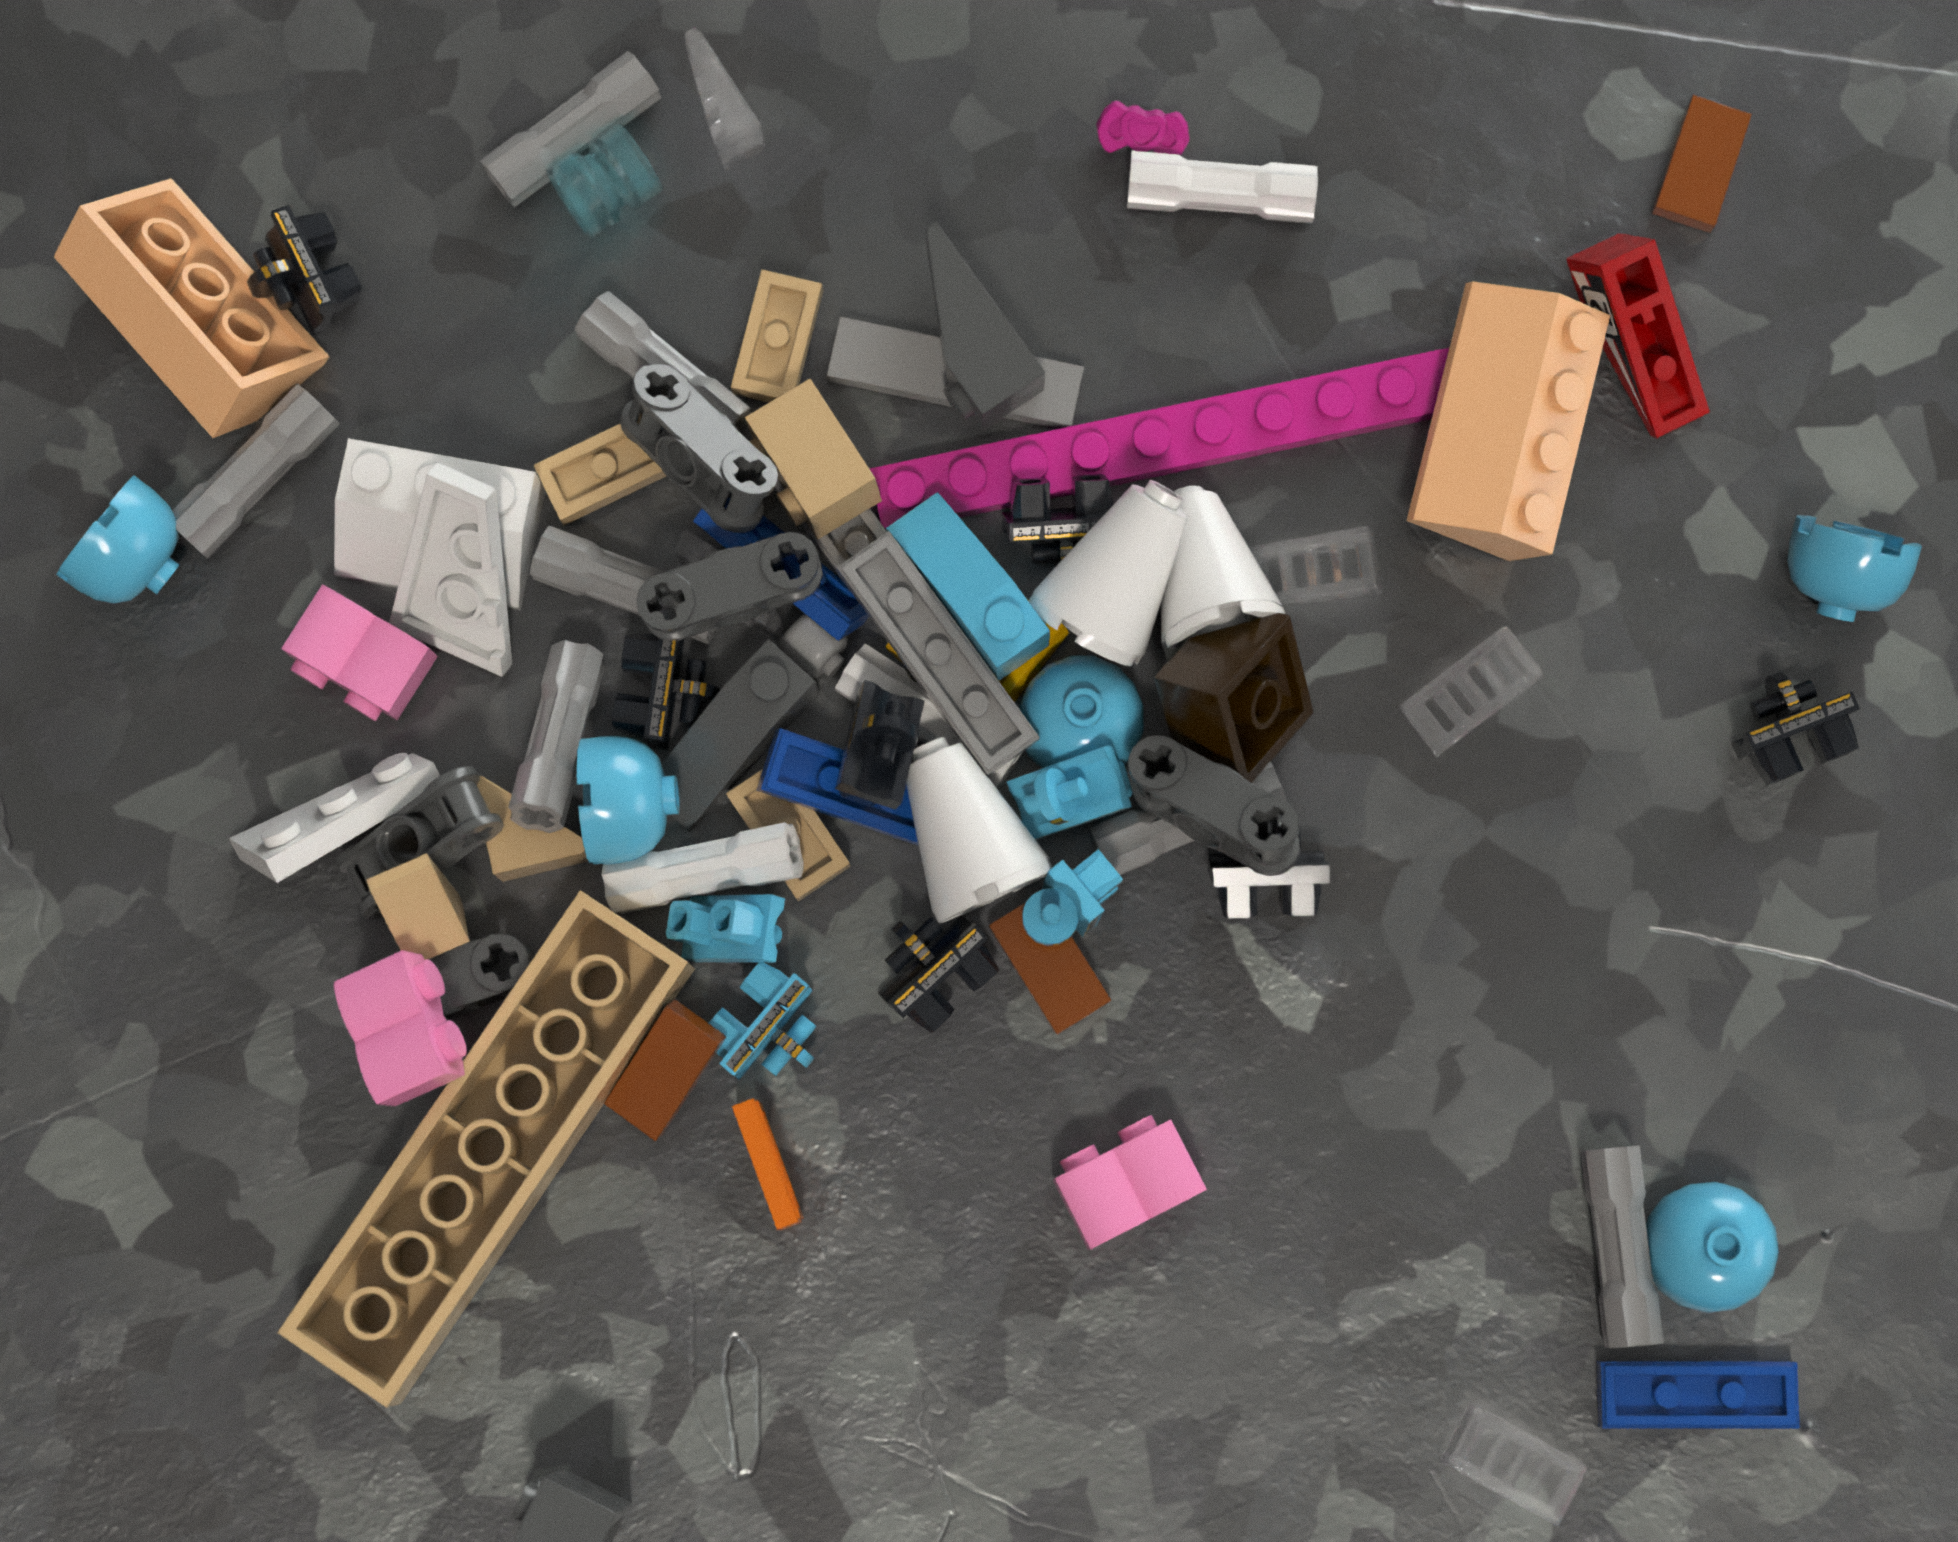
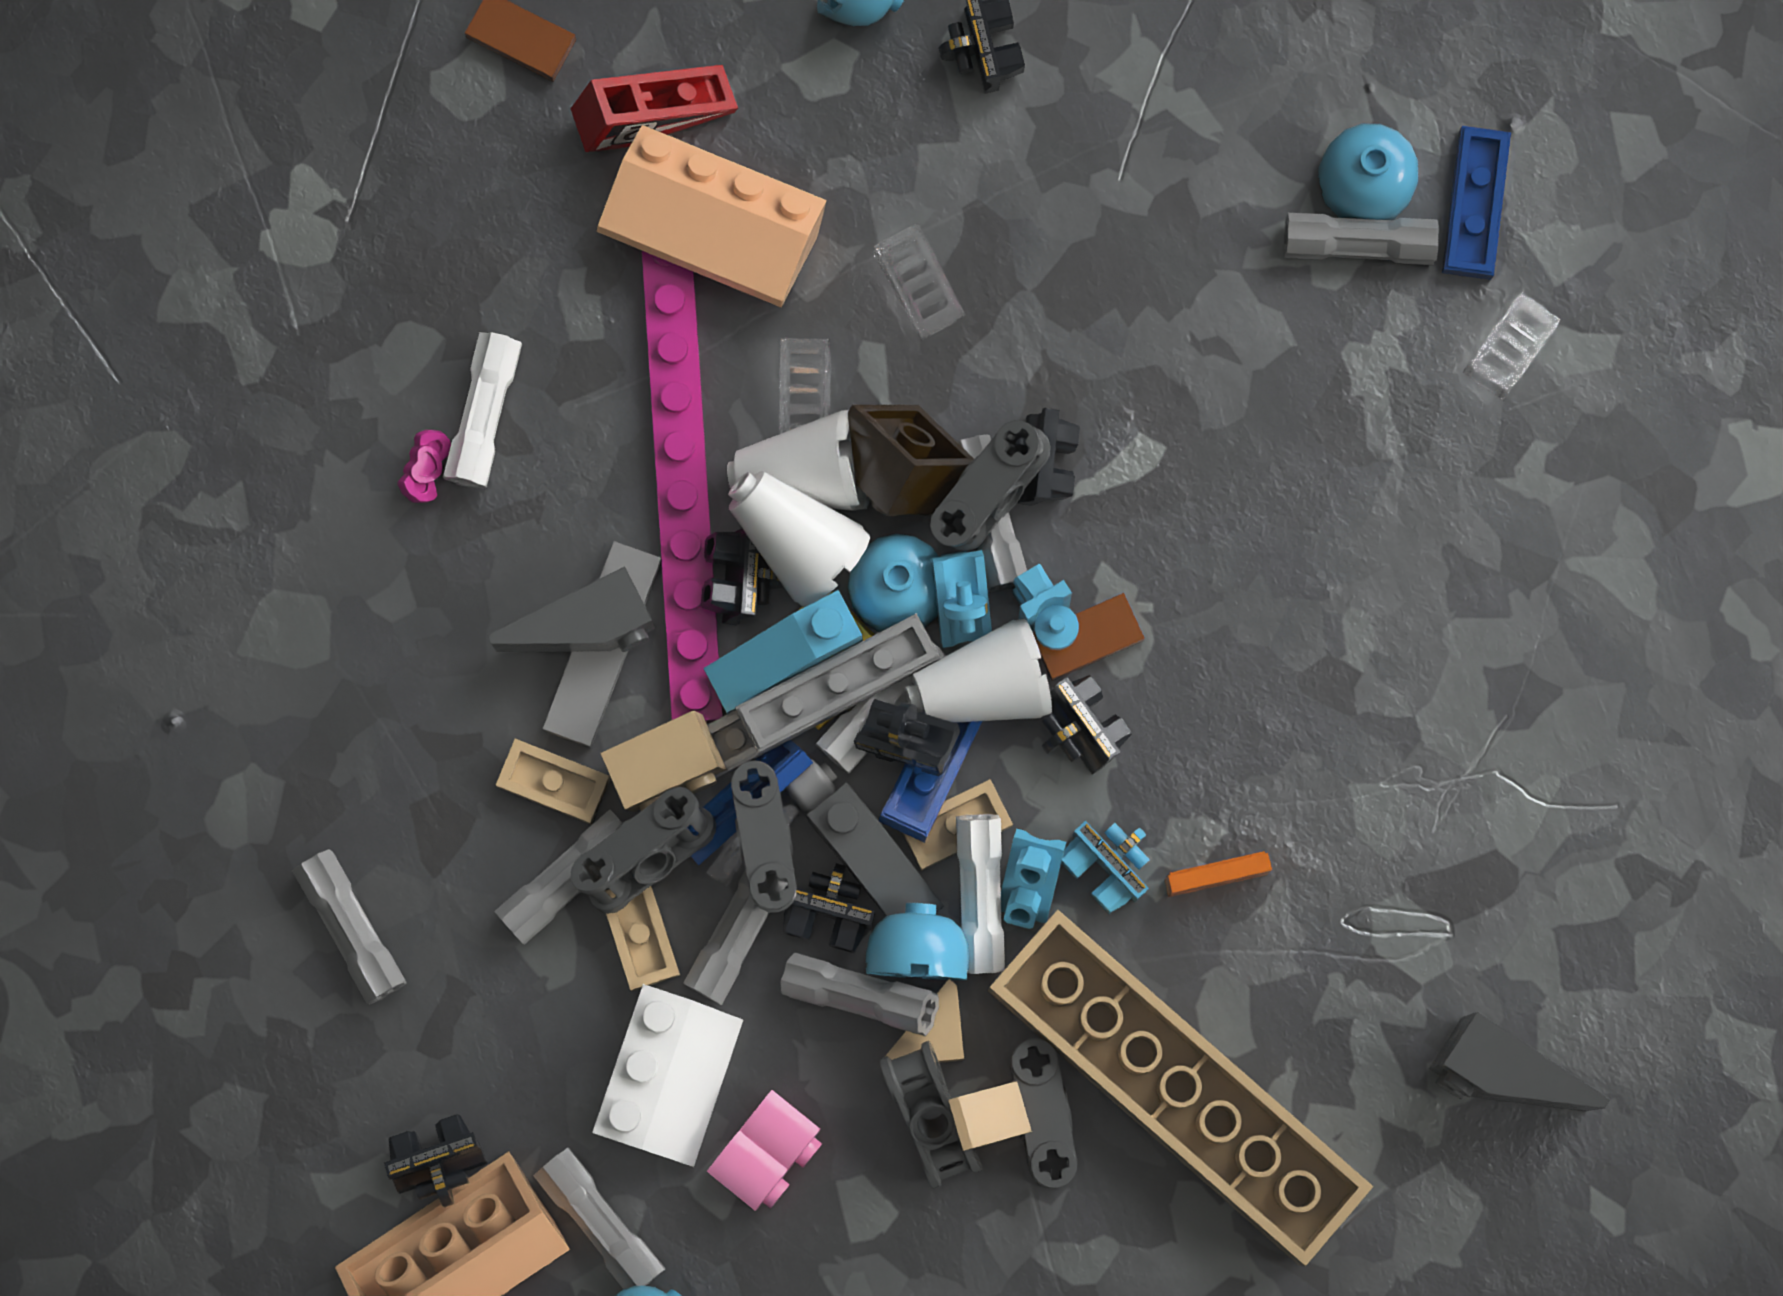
camera: 85 degrees left, 0 degrees up
(334, 818) = (900, 1185): white wing -> none
(400, 1027) = (1081, 1138): bright pink brick -> none
(455, 573) = (717, 1058): white wing -> none
(604, 180) = (399, 899): clear light blue wheel -> none
(665, 1069) = (1134, 942): dark orange tile -> none
(730, 119) = (357, 797): clear slope -> none
(1129, 1182) = (1267, 600): bright pink brick -> none

